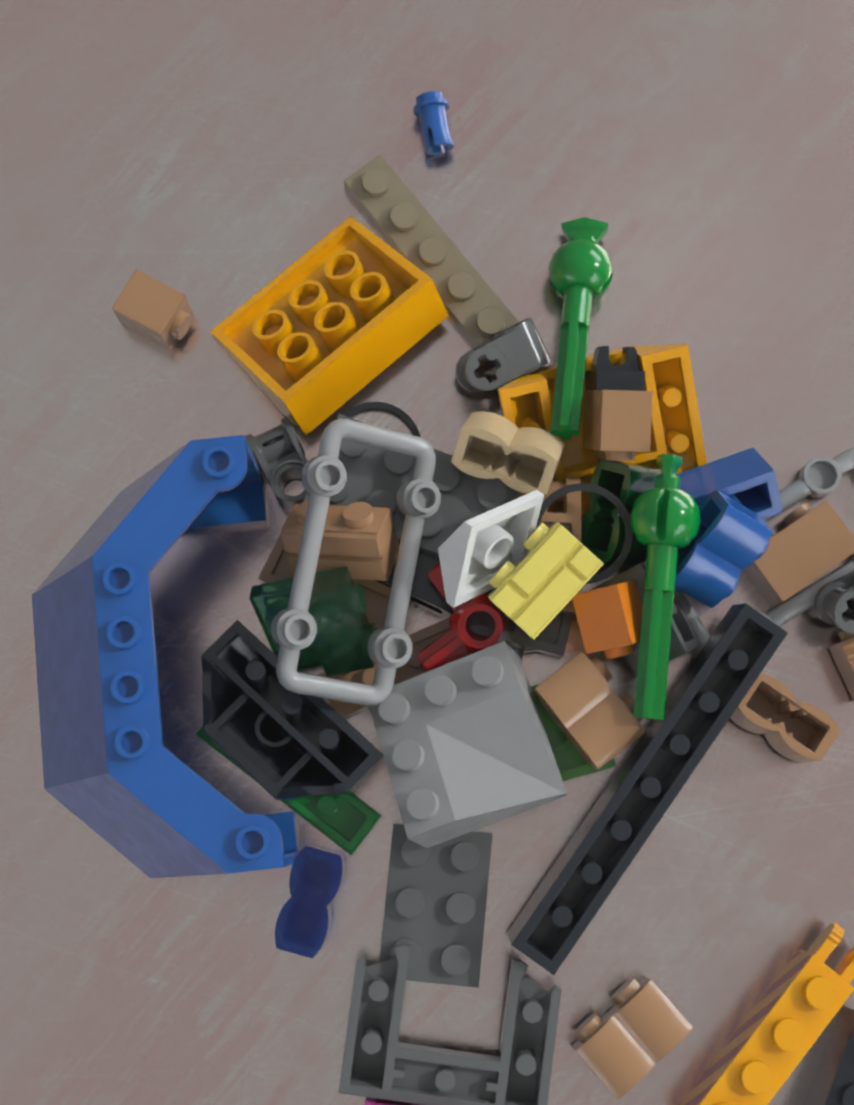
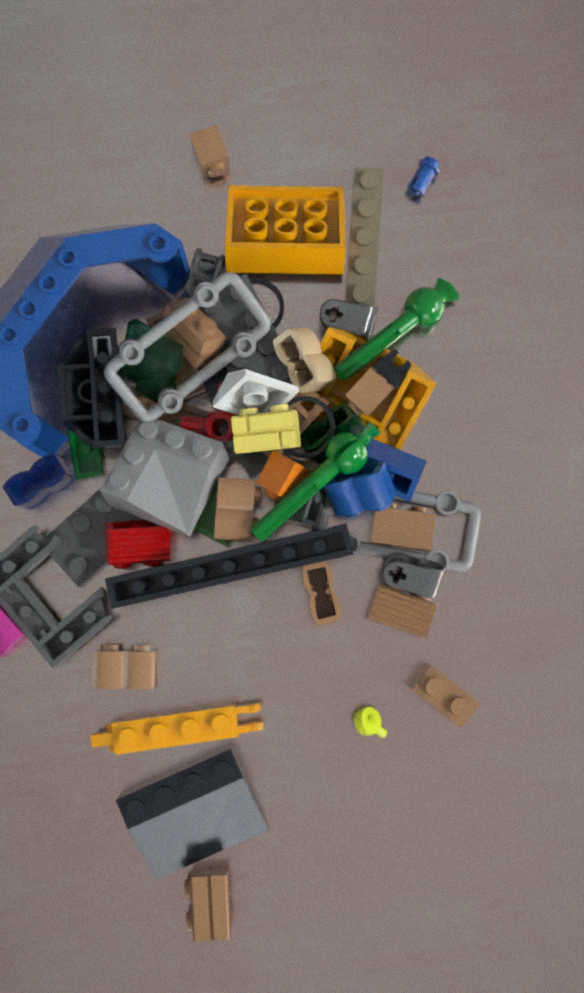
camera: 40 degrees right, 5 degrees up
(503, 865) = (135, 543): none -> red brick

